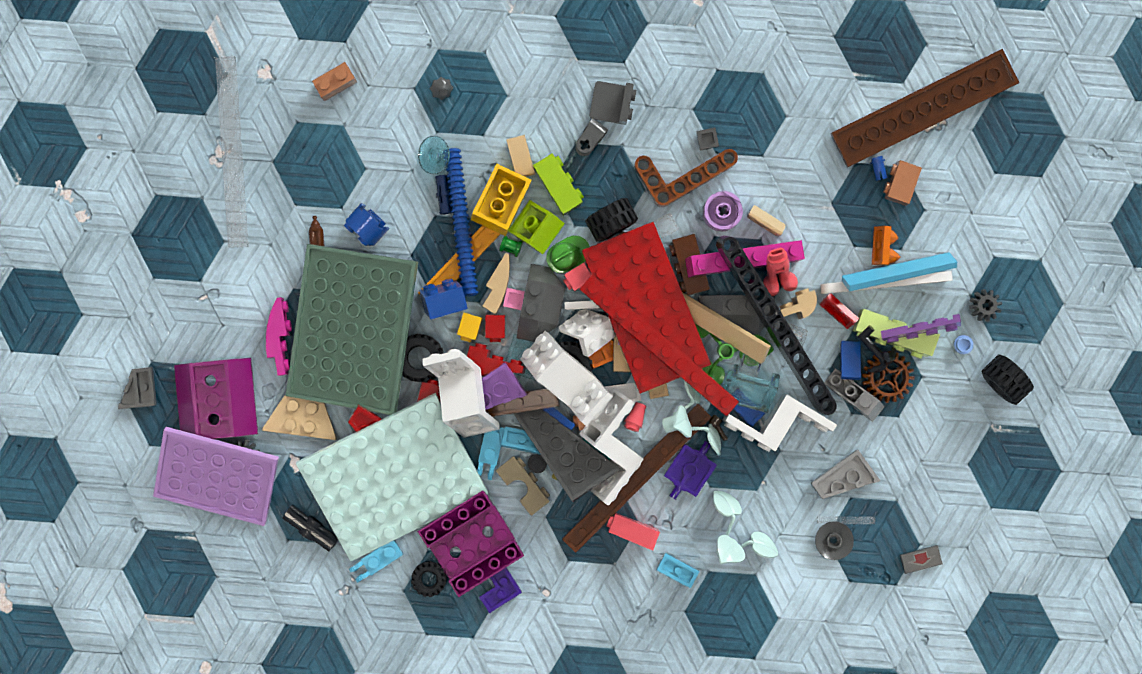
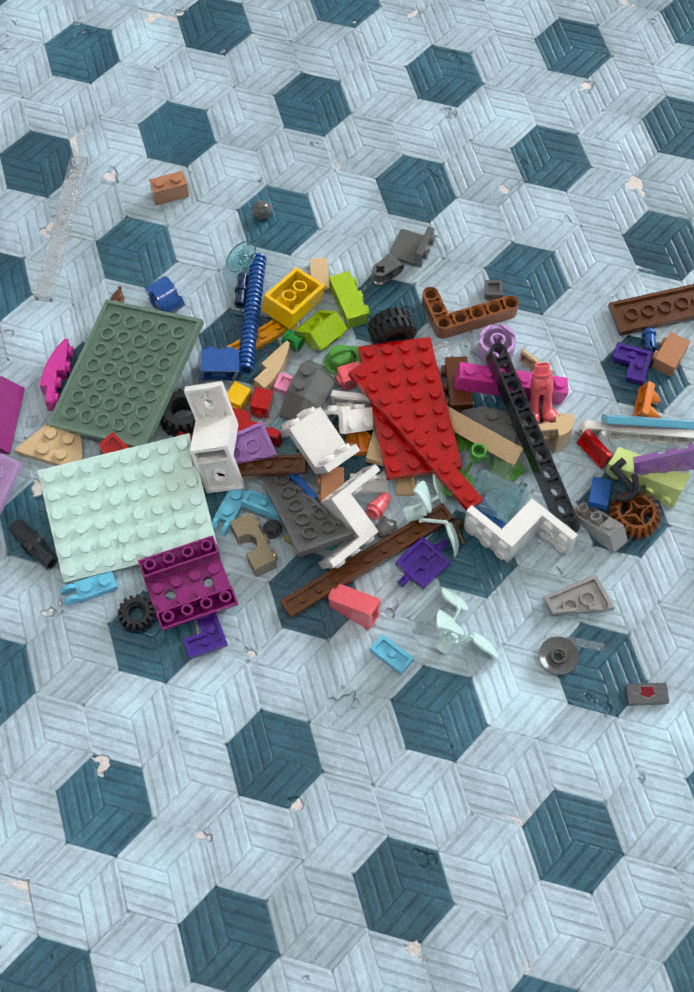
camera: 10 degrees right, 25 degrees down
(647, 440) = (385, 526): none -> dark grey piece
(870, 197) = (636, 358): none -> dark purple plate

